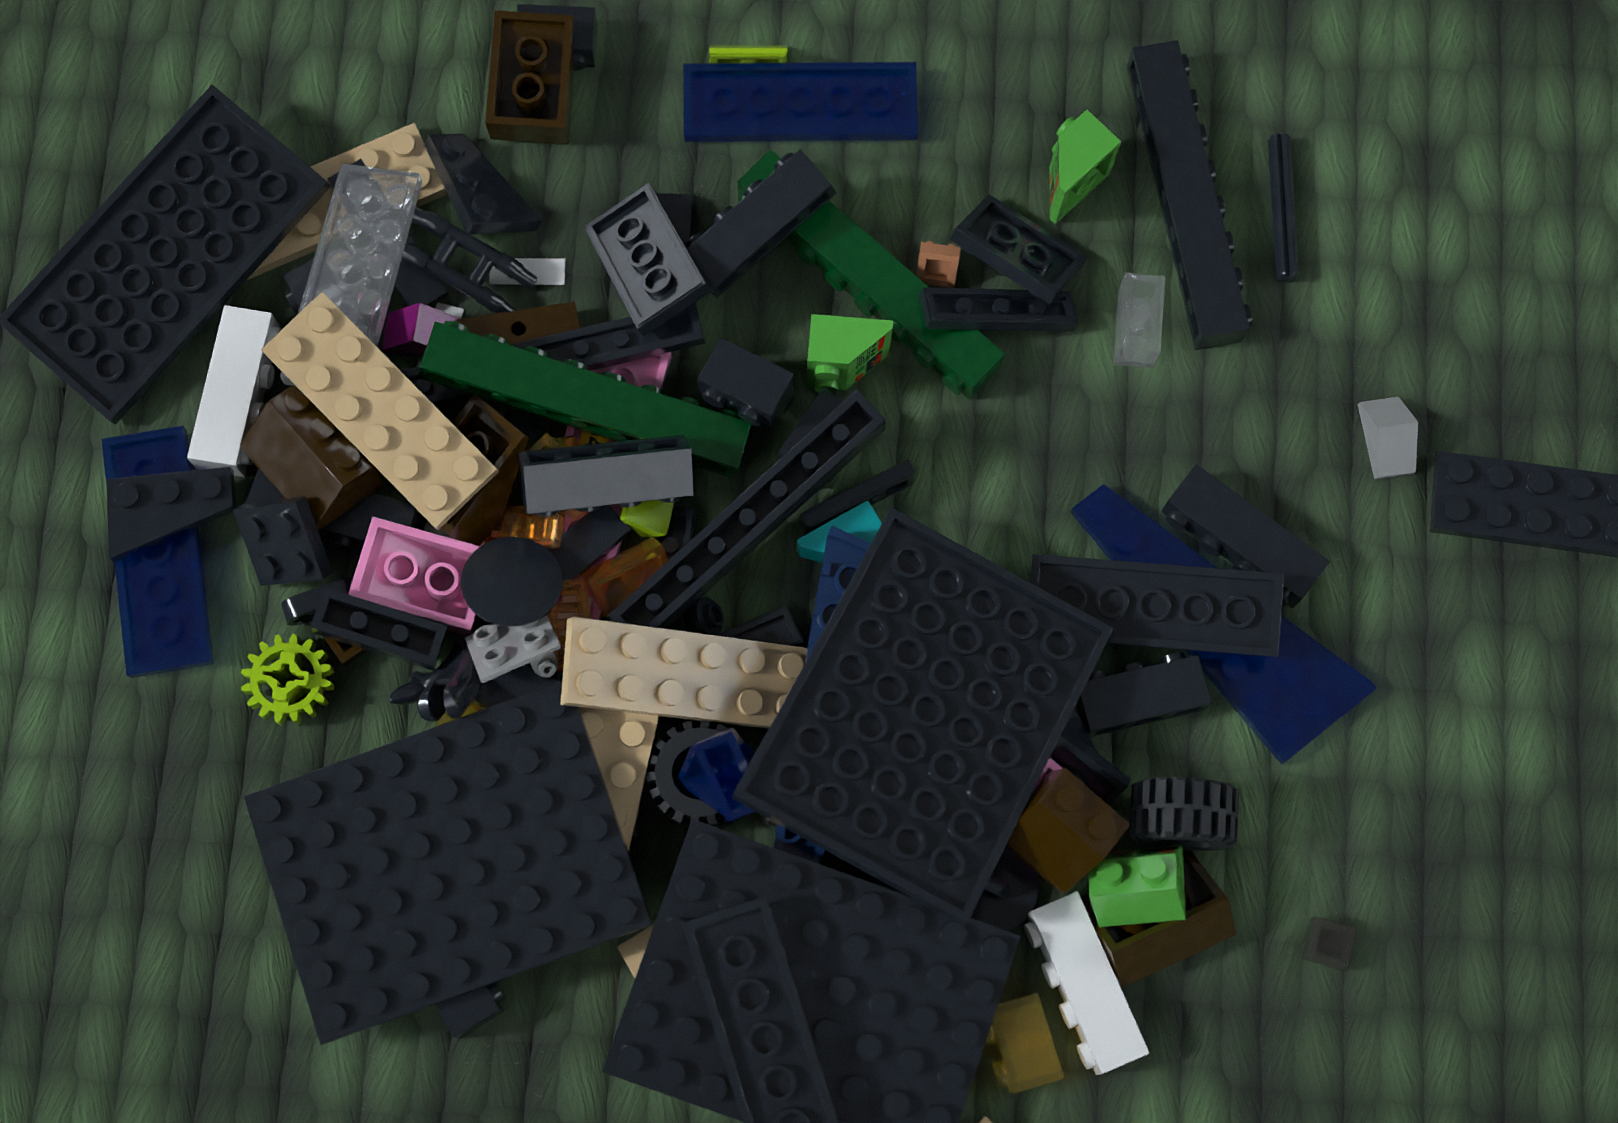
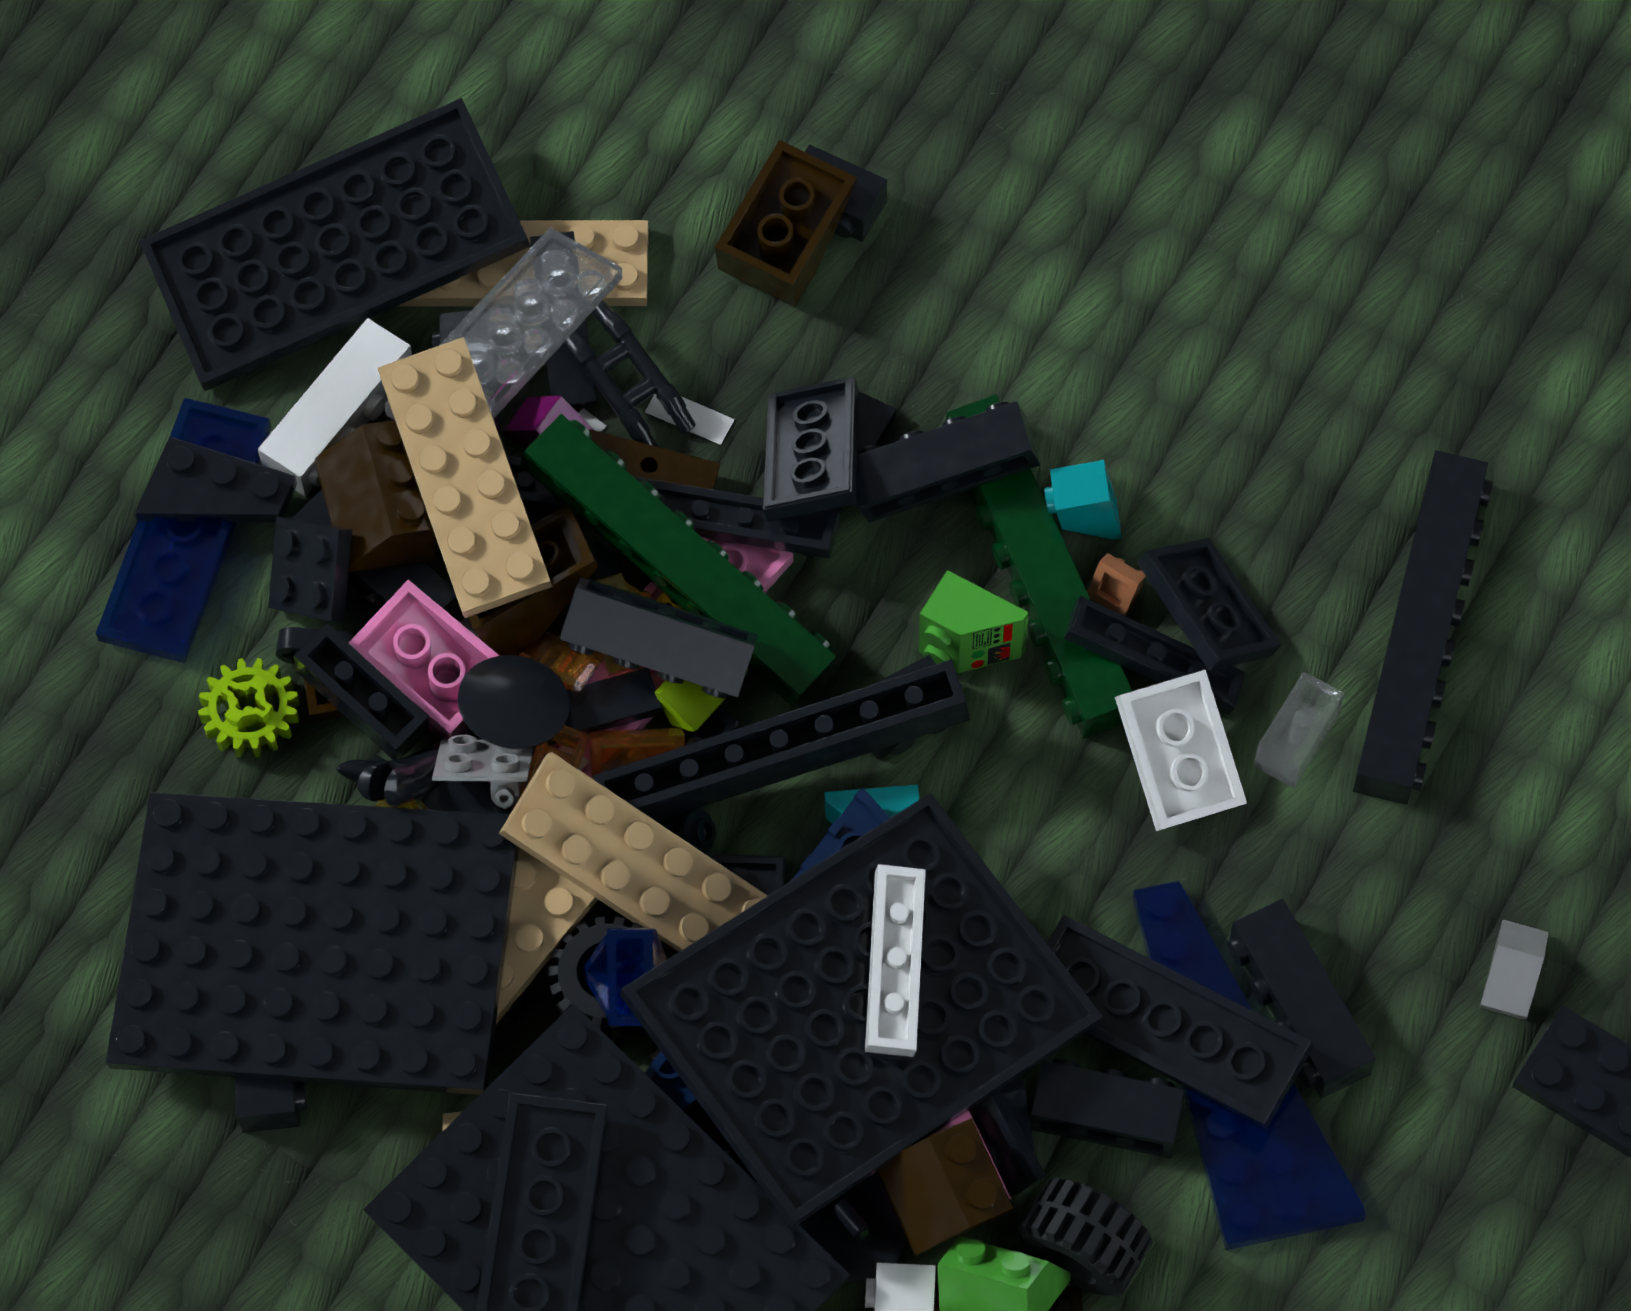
camera: 30 degrees right, 10 degrees down
(477, 189) = (678, 311): black wing -> none
(746, 384) = (849, 615): black slope -> none
(748, 54) = (1025, 297): lime slope -> none
(800, 101) = (1057, 362): clear blue plate -> none
(873, 490) = (940, 780): black tile -> none
(883, 205) = (1084, 500): none -> teal slope
(938, 664) = (895, 960): none -> white plate
(1057, 378) = (1180, 750): none -> white plate
(1079, 162) = (1315, 544): bright green slope -> none
(1283, 207) = (1522, 684): black axle -> none

